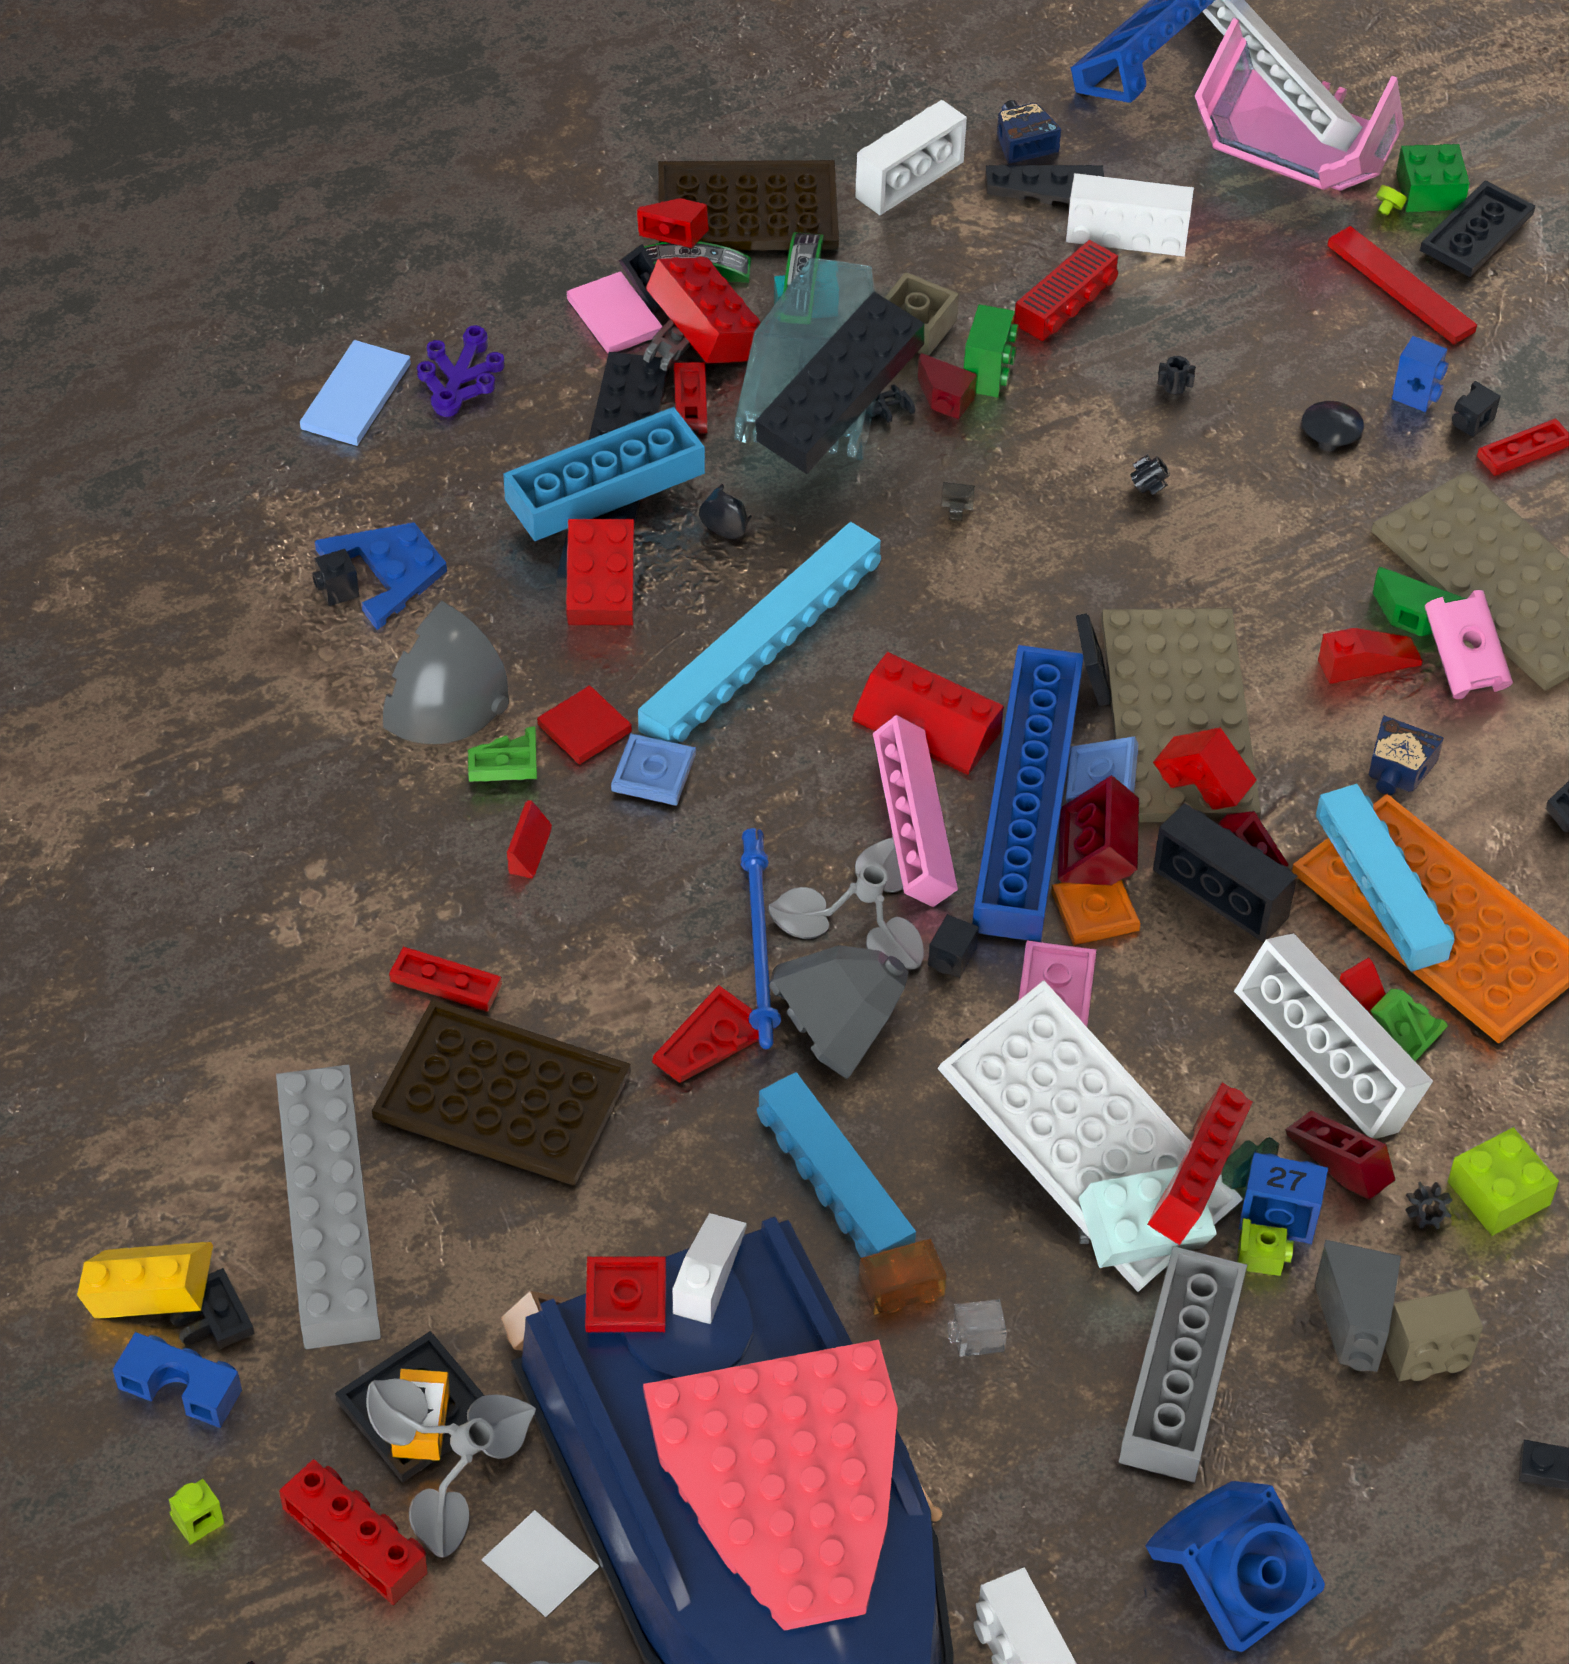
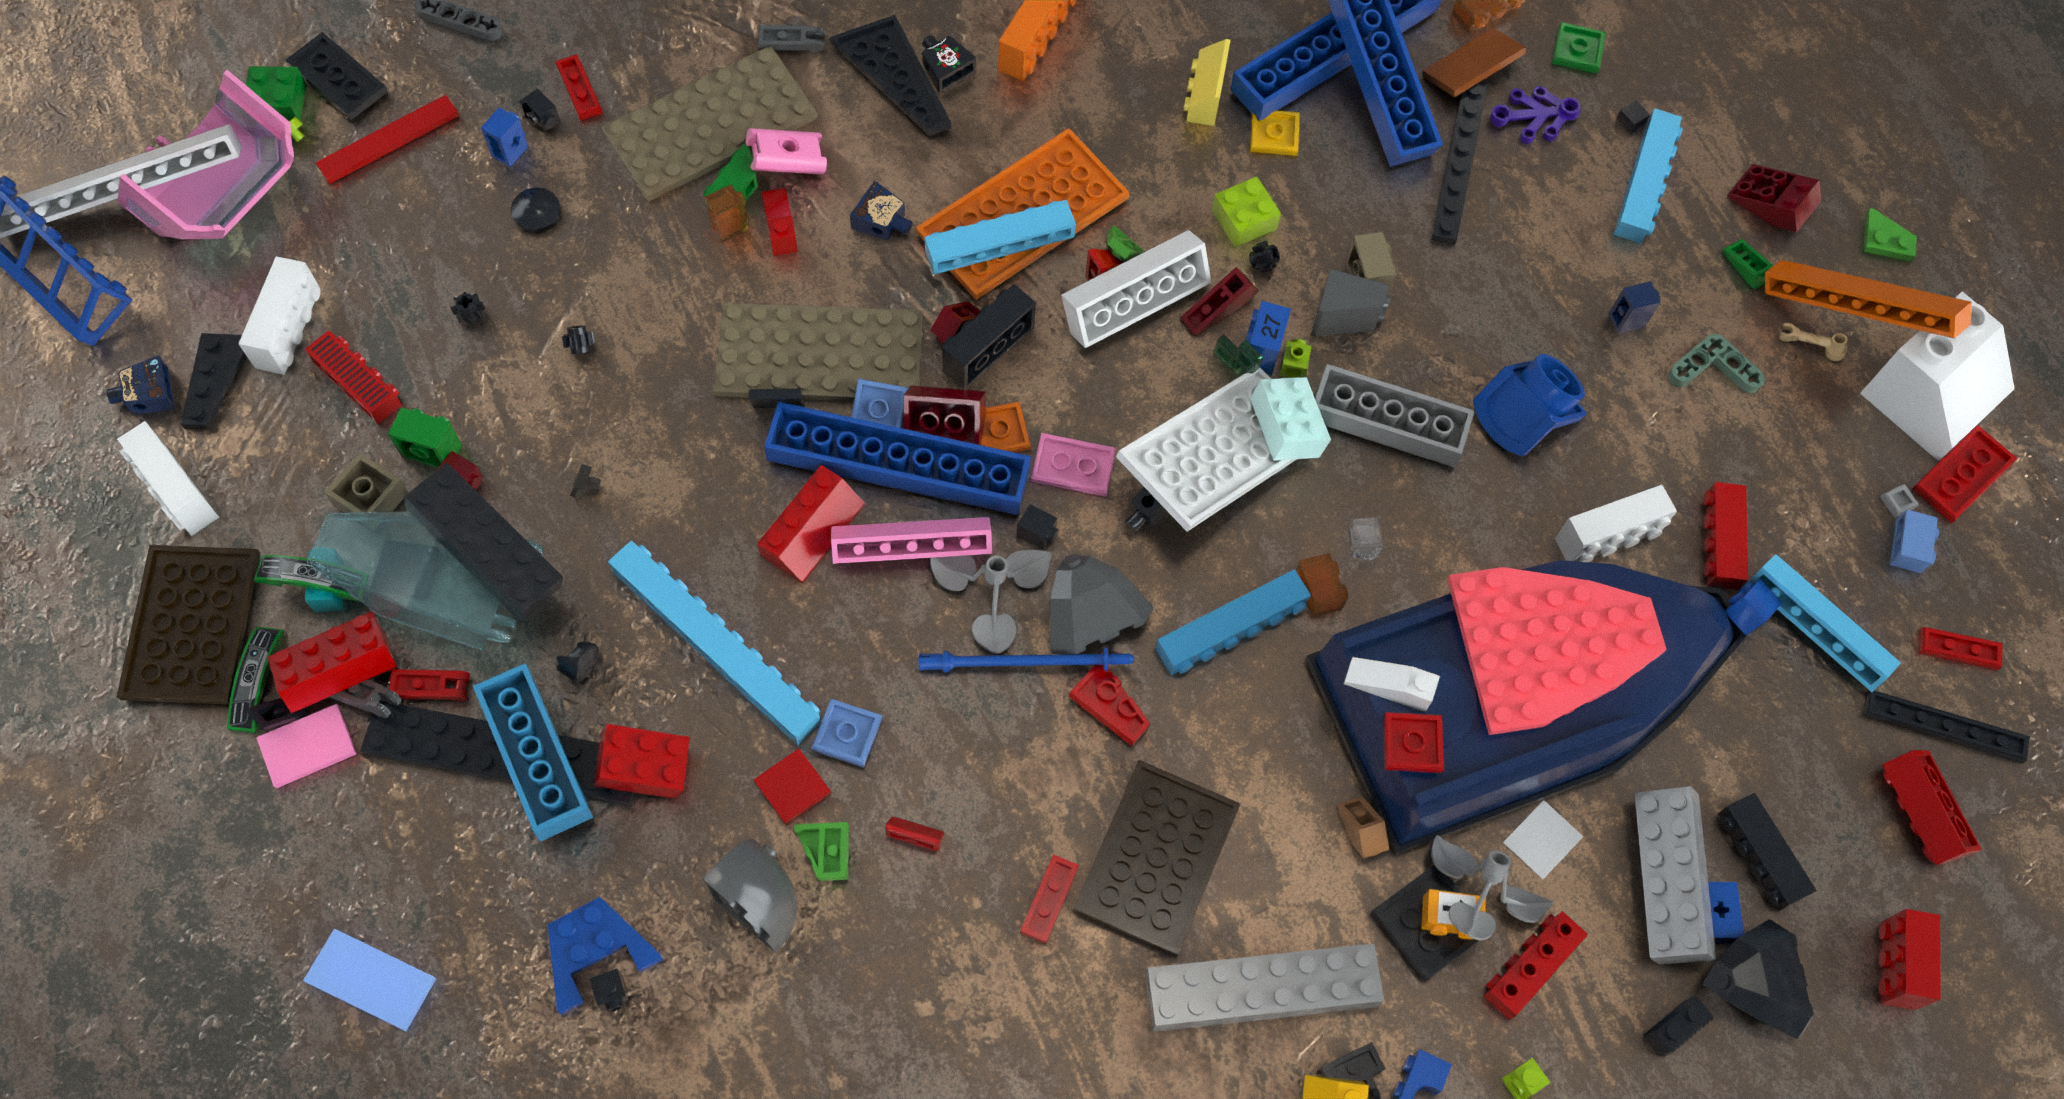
camera: 90 degrees left, 15 degrees up
(449, 399) = (362, 885): dark purple plant -> none
(674, 221) = (216, 681): red slope -> none
(1202, 1164) = (1300, 384): red arch -> none
(1209, 763) = (896, 332): red brick -> none
(1357, 590) = (727, 212): none -> clear orange brick

